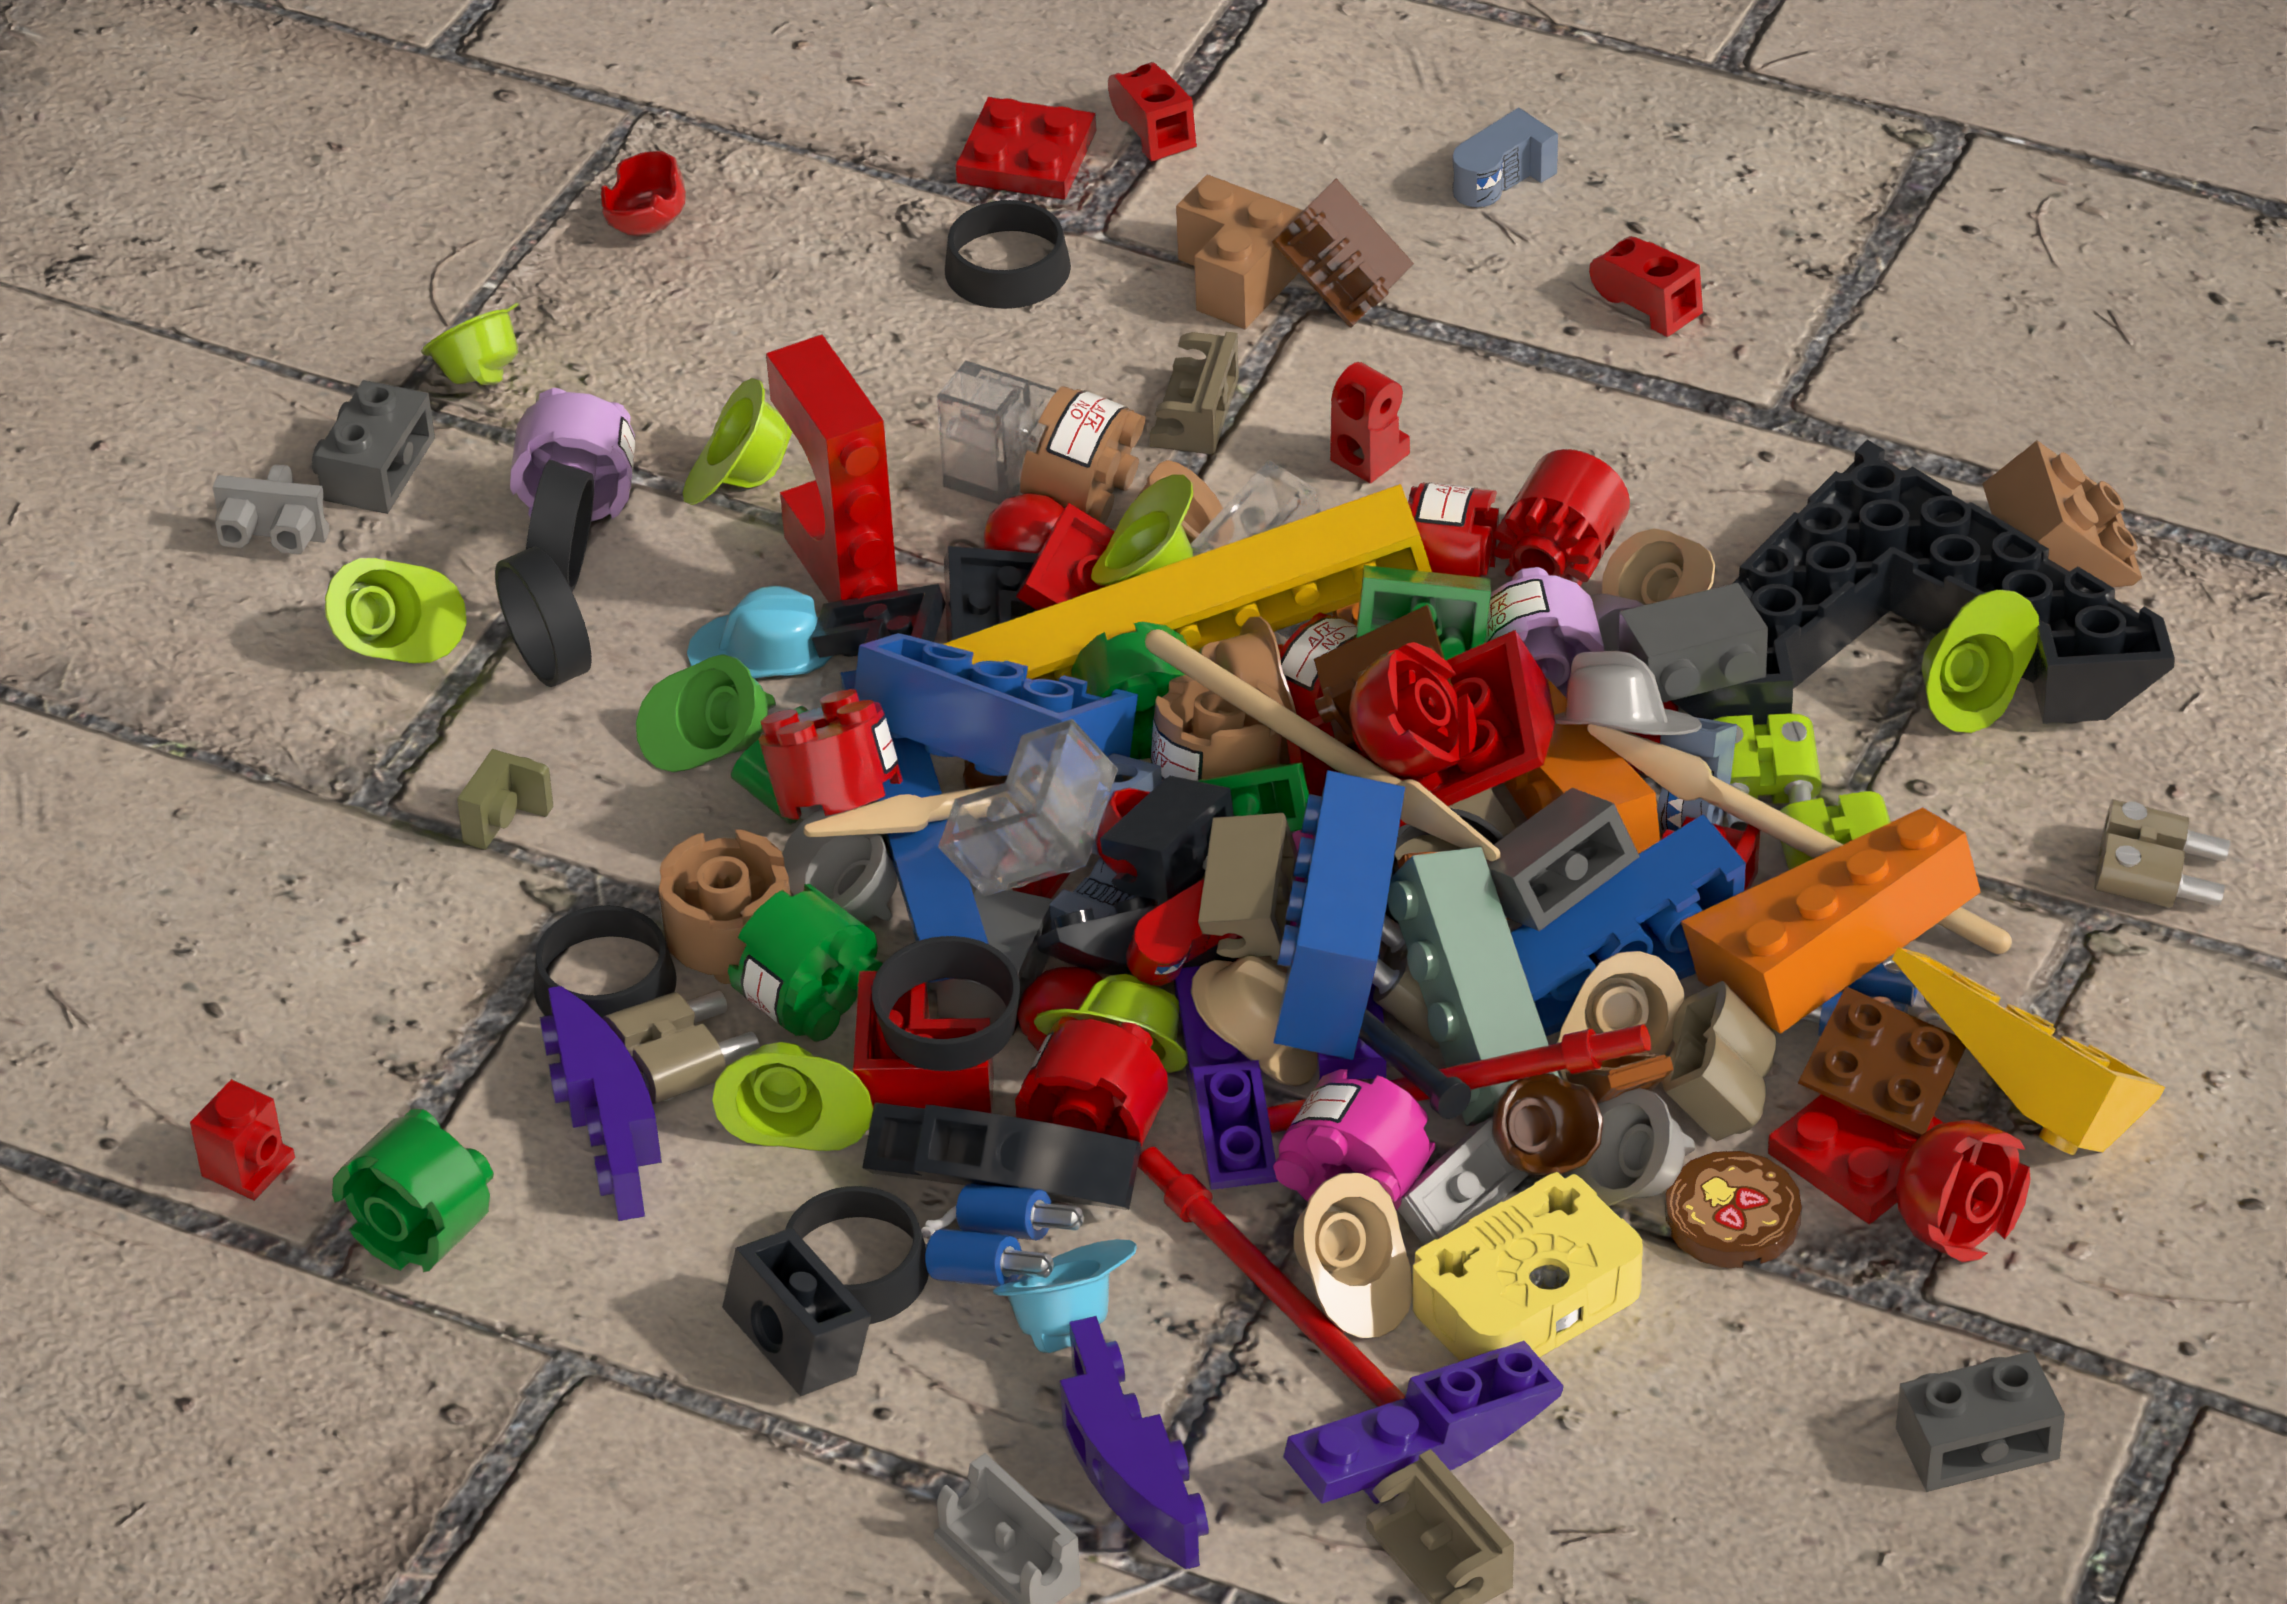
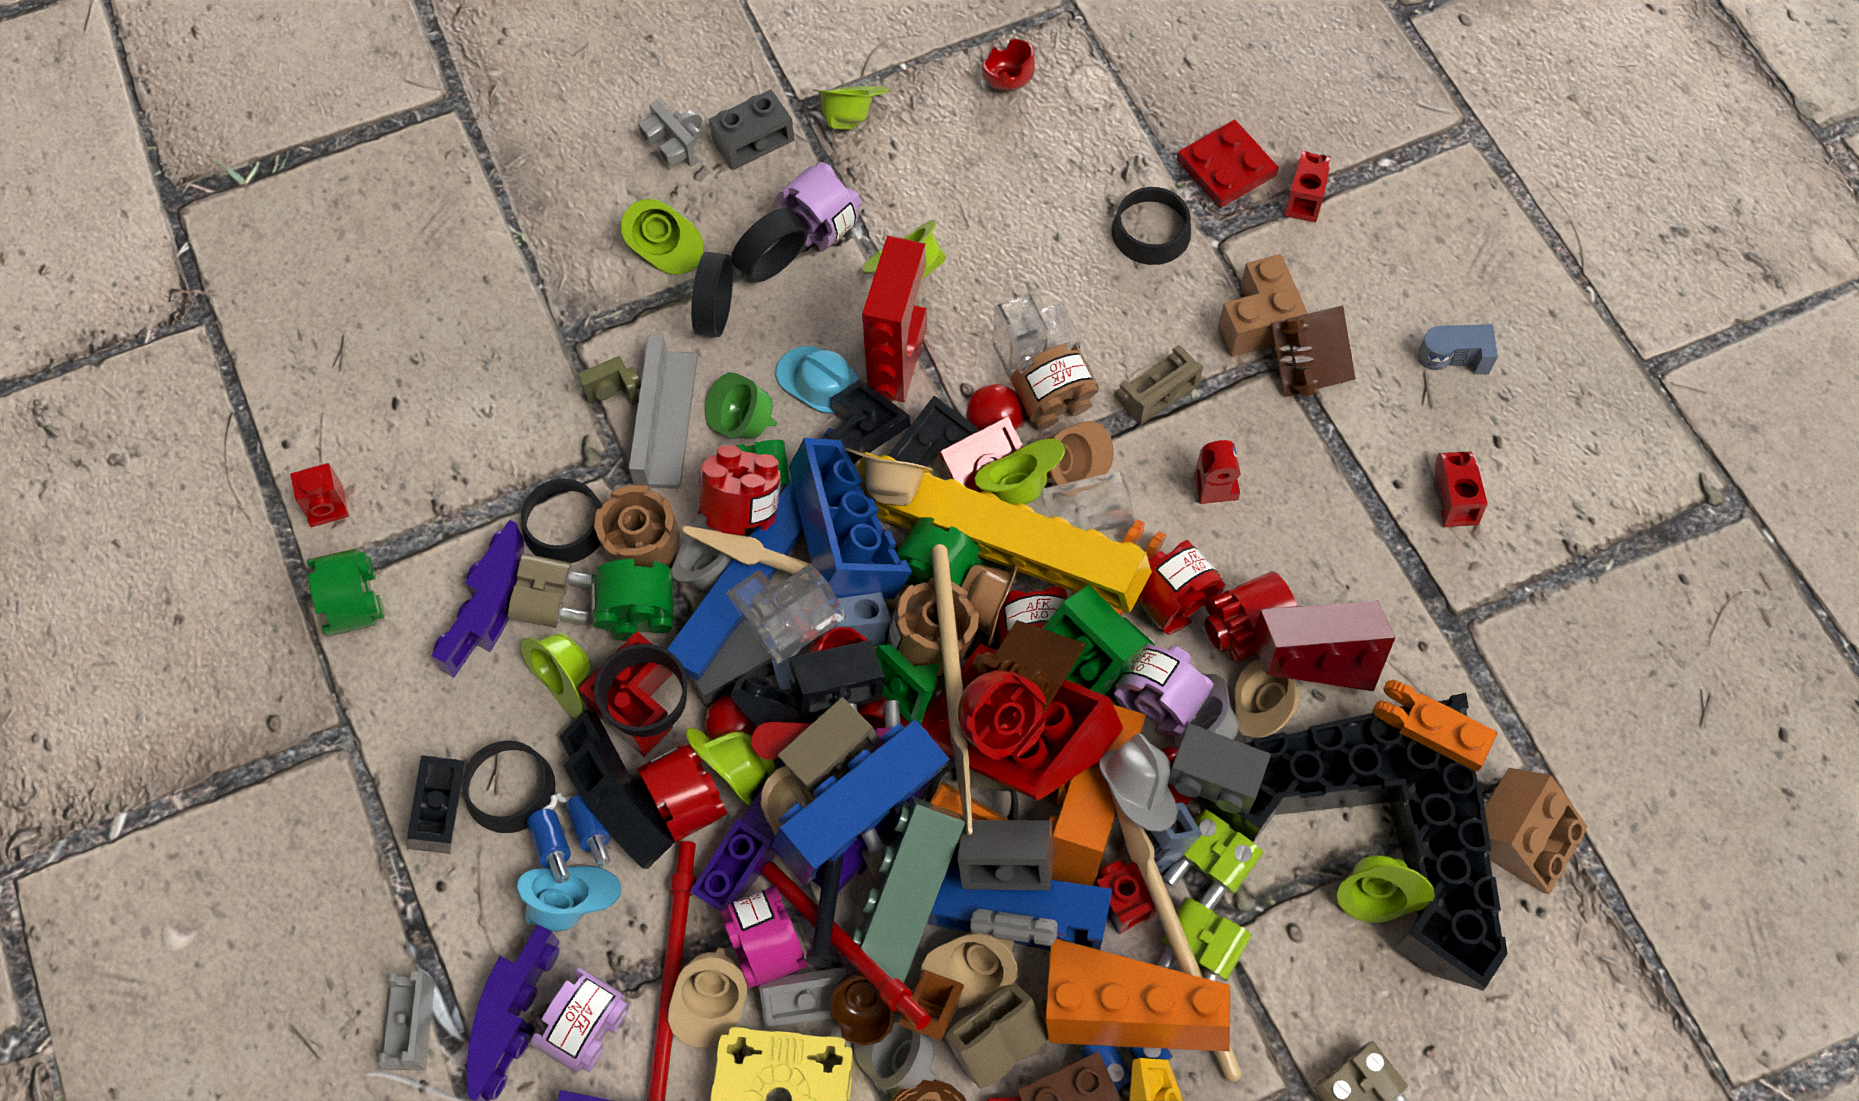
camera: 40 degrees right, 20 degrees up
(599, 789) = (662, 416): none -> light grey panel
(1004, 623) = (892, 480): none -> tan piece
(1232, 1371) = (580, 1020): none -> brick
(1634, 925) = (1014, 927): none -> light grey axle
(1677, 474) = (1325, 643): none -> dark red wedge
(1869, 478) = (1436, 725): none -> orange hinge

